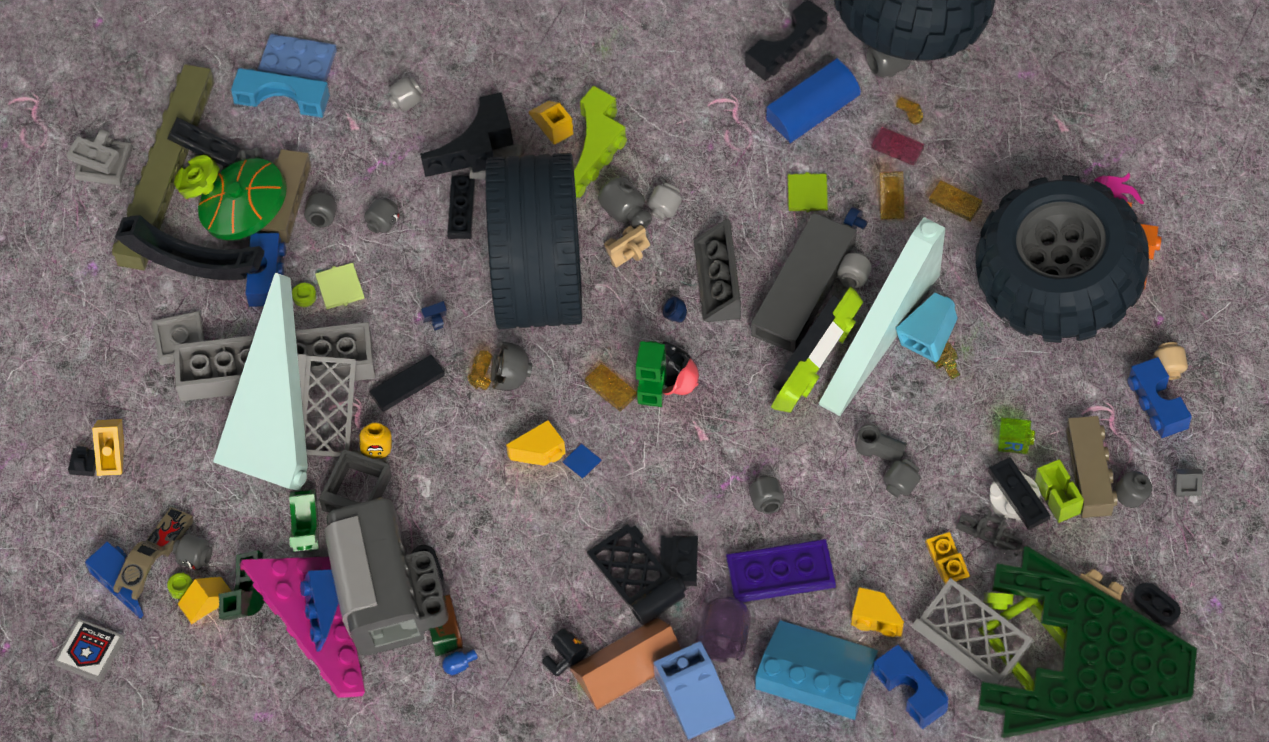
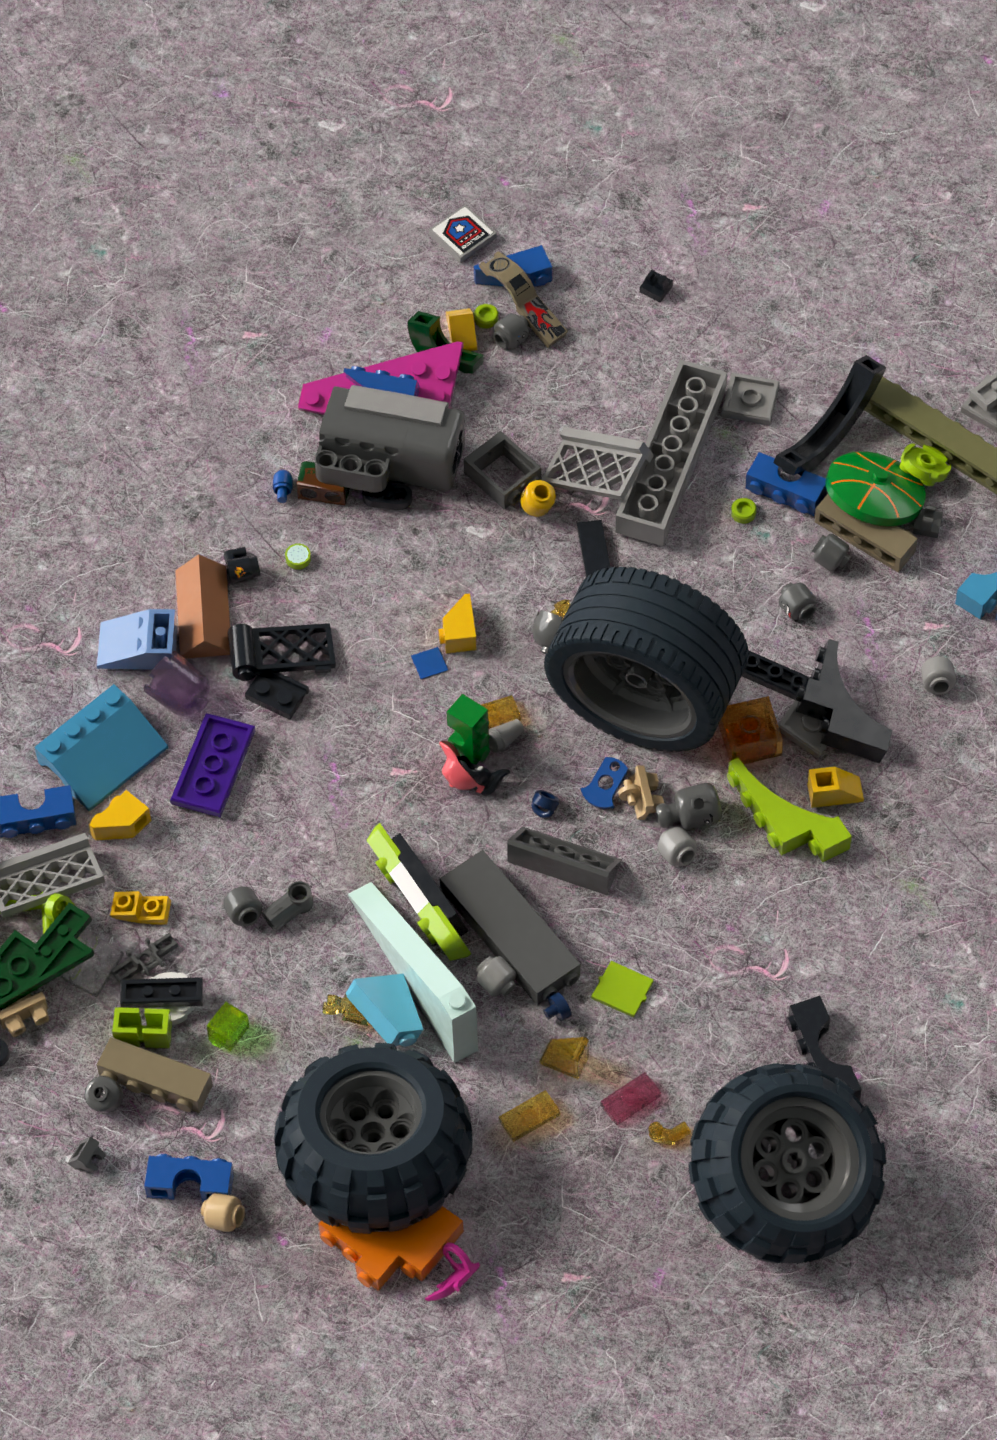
camera: 115 degrees right, 0 degrees up
(108, 446) = (659, 304): yellow slope -> none
(203, 142) = (962, 481): black tile -> none
(266, 416) = (611, 410): light aqua slope -> none
(304, 520) = (485, 418): green arch -> none
(339, 286) = (738, 543): yellowish green piece -> none
(528, 613) = (297, 556): none -> tile
(623, 365) = (504, 735): none -> light grey cone
(645, 274) = (604, 798): none -> blue piece
(766, 494) = (294, 785): dark grey head -> none
(813, 100) = (726, 1033): blue brick -> none

